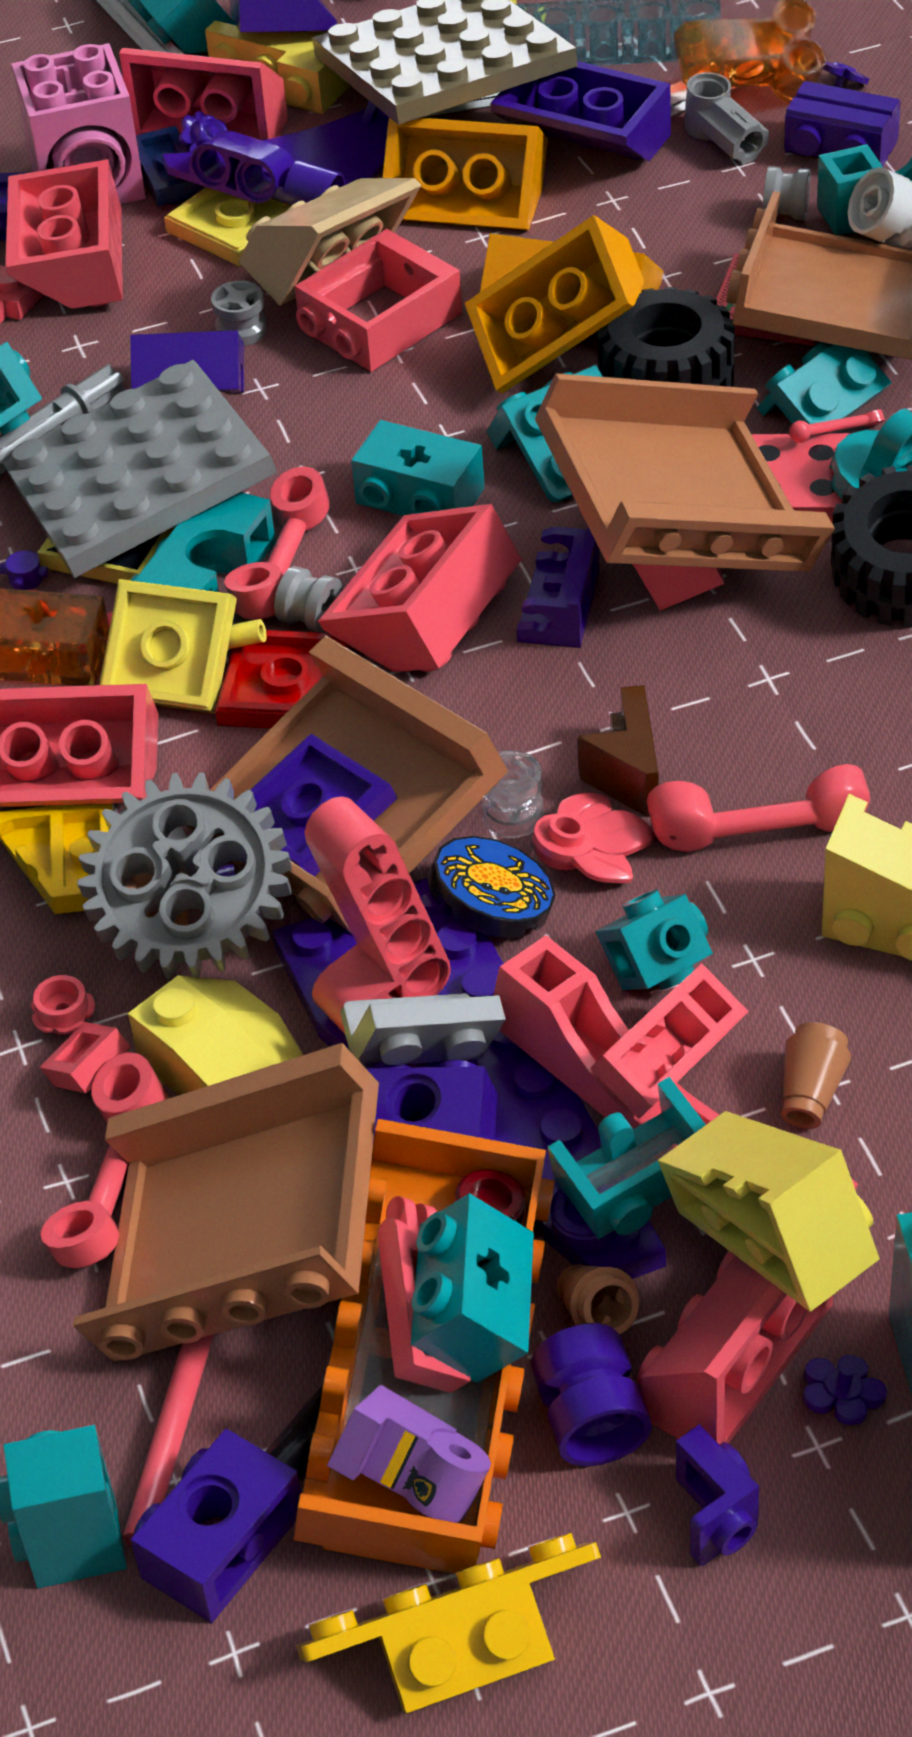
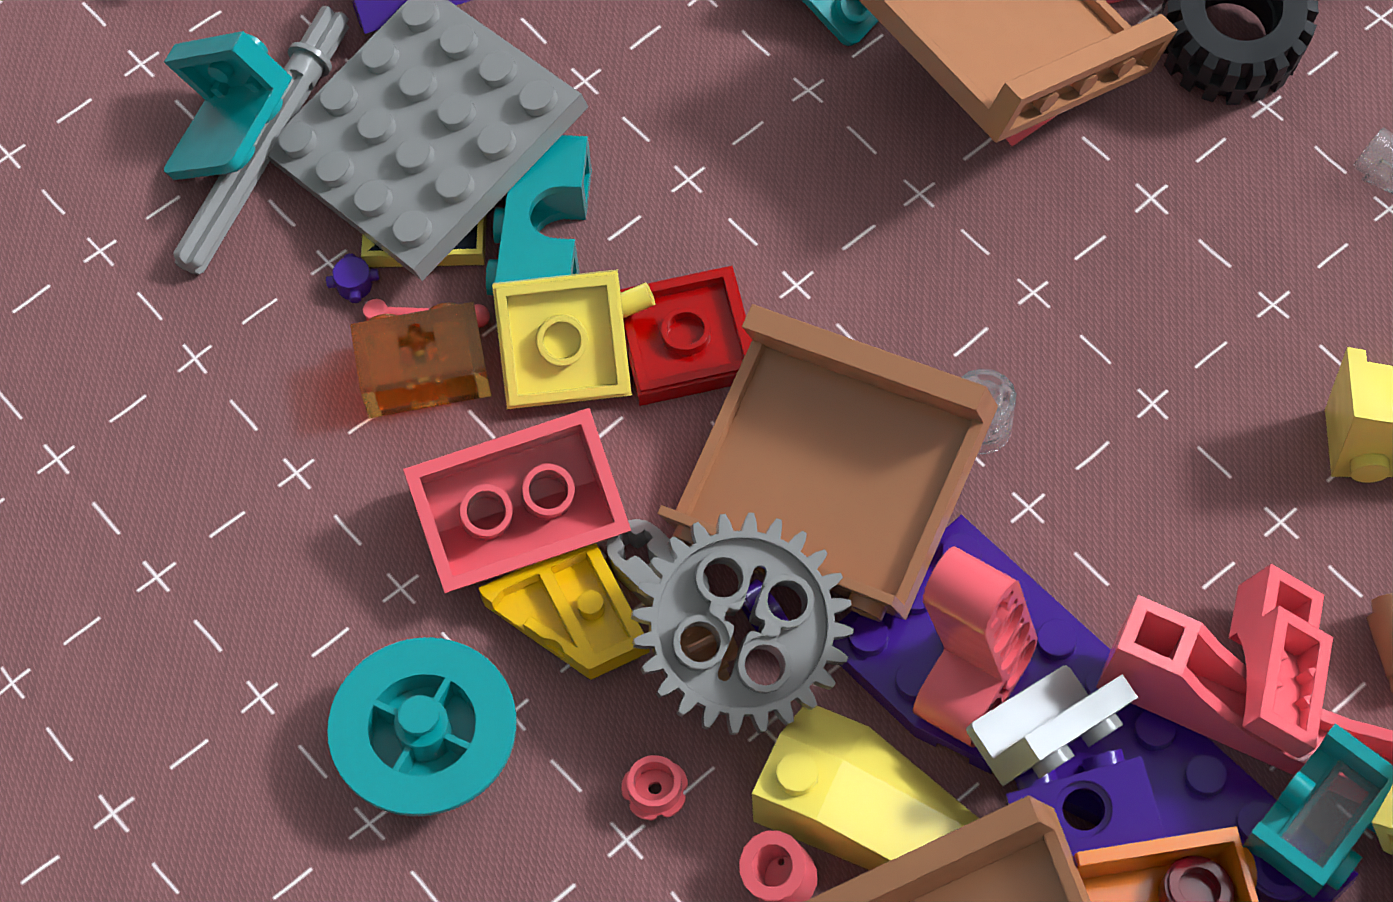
camera: 20 degrees left, 15 degrees up
(82, 1055) = (711, 841): coral plate -> none
(299, 505) = (615, 235): coral piece -> none
(305, 597) = (672, 238): light grey wheel -> none
(308, 779) = (815, 487): dark purple tile -> none
(416, 471) = (710, 56): teal brick -> none
(424, 587) = (784, 195): coral slope -> none
(491, 886) = (1016, 525): tile -> none
(561, 590) = (913, 153): dark purple hinge -> none
(591, 838) = (1075, 435): coral plate -> none
(625, 759) = (1076, 337): reddish brown slope -> none
(655, 941) = (1202, 544): teal brick -> none
(686, 821) = (1161, 391): coral piece -> none

